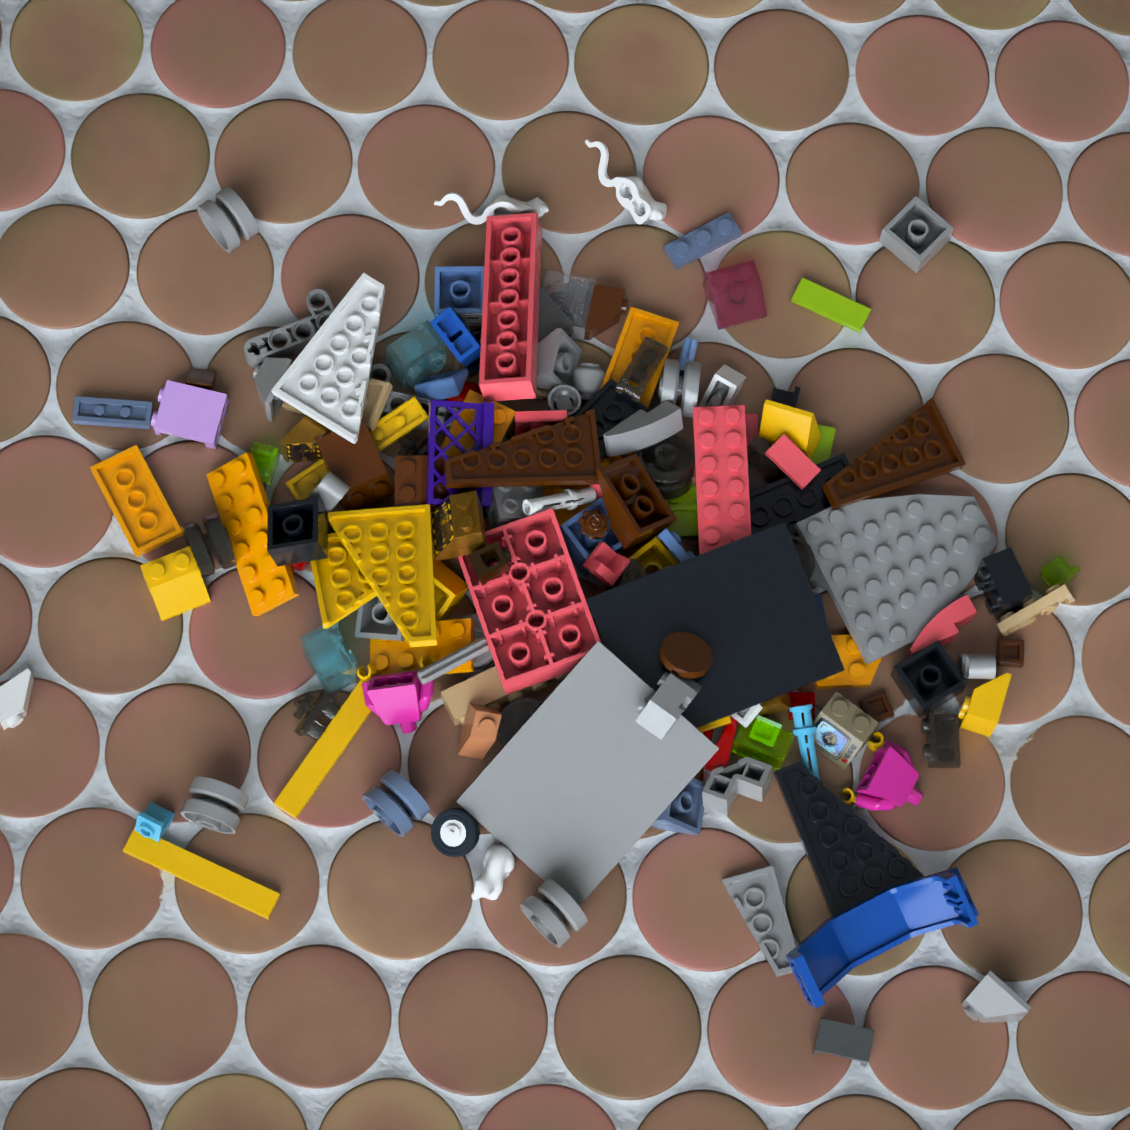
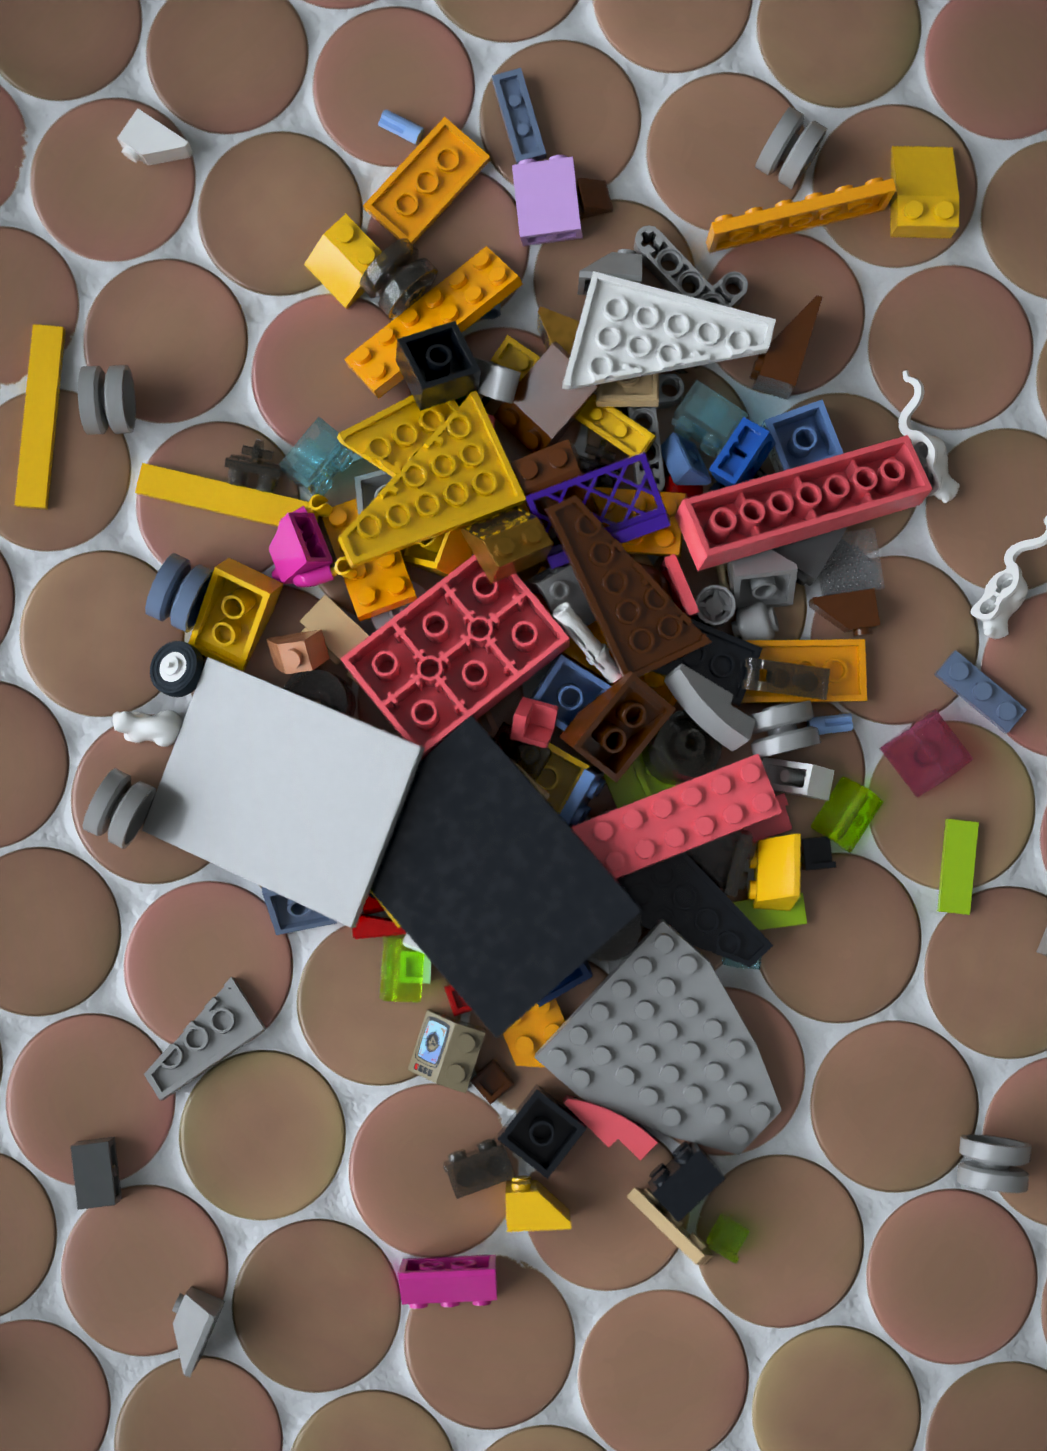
camera: 75 degrees right, 15 degrees up
(81, 505) = (401, 127): none -> light blue piece
(154, 821) = (73, 344): medium azure bracket -> none
(266, 460) = (522, 303): clear neon green panel -> none
(281, 236) = (800, 215): none -> light orange plate
(299, 140) = (925, 192): none -> yellow slope
(399, 283) = (780, 367): none -> reddish brown slope
(428, 769) = (234, 613): none -> yellow slope
(453, 660) = (353, 592): light grey axle -> none
(491, 553) = (470, 581): dark brown brick -> none
(593, 524) = (572, 691): reddish brown plant -> none
(667, 703) = (381, 854): light grey brick -> none
(686, 654) = (440, 852): reddish brown tile -> none
(745, 778) = (353, 962): light grey brick -> none
(761, 369) = (847, 813): none -> clear neon green panel
(792, 461) = (737, 890): coral tile -> none
(807, 729) = (429, 1013): medium azure pin -> none
(840, 846) = (306, 1106): black wing -> none
(878, 926) = (230, 1160): blue panel -> none
(887, 780) = (408, 1122): dark pink torso -> none
(904, 456) = (803, 1018): reddish brown wing -> none
(977, 665) = (571, 1183): light grey beam -> none
(1010, 653) = (613, 1210): reddish brown tile -> none
(1023, 792) = (448, 1280): none -> dark pink slope
(1065, 356) = (994, 1163): none -> light grey wheel

